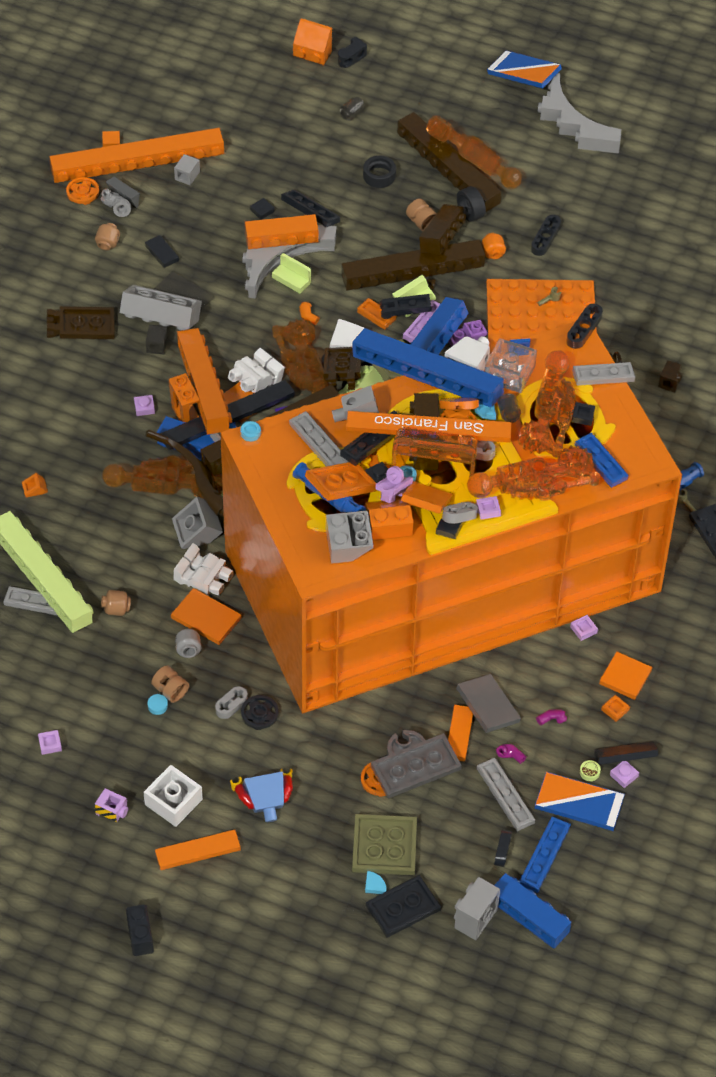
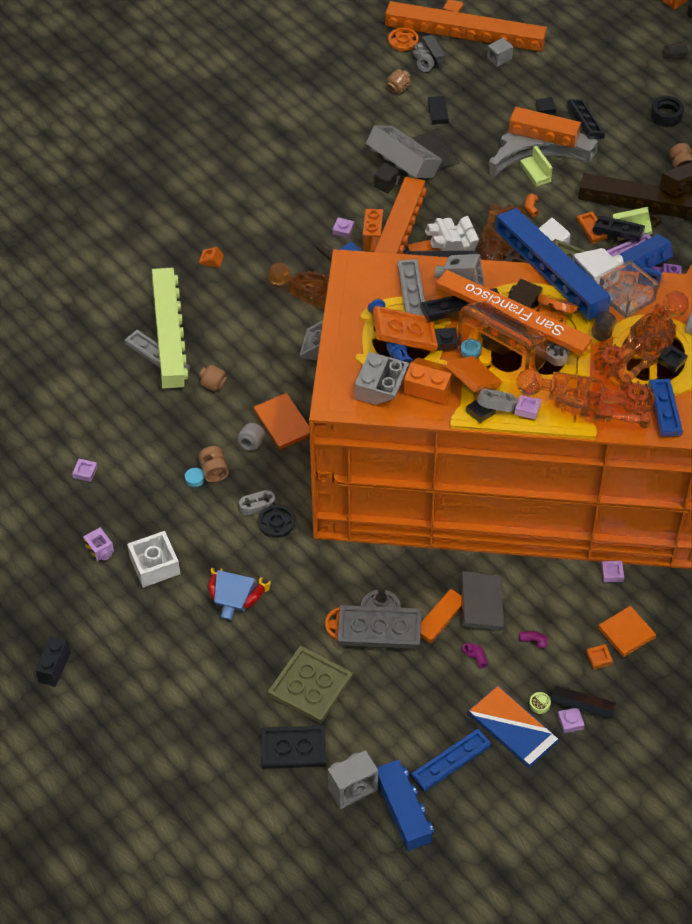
camera: 30 degrees right, 0 degrees up
(81, 322) = (333, 142): dark brown tile -> none
(197, 849) = (148, 615): orange tile -> none
(202, 572) = (301, 386): white hips -> none
(250, 431) = (358, 257): medium azure tile -> none
(374, 884) = (280, 715): medium azure tile -> none
(393, 484) = (449, 348): lavender hips -> none
(485, 412) = (582, 322): medium azure tile -> none
(502, 849) = (414, 736): black beam -> none
(505, 794) = (448, 690): light grey tile -> none

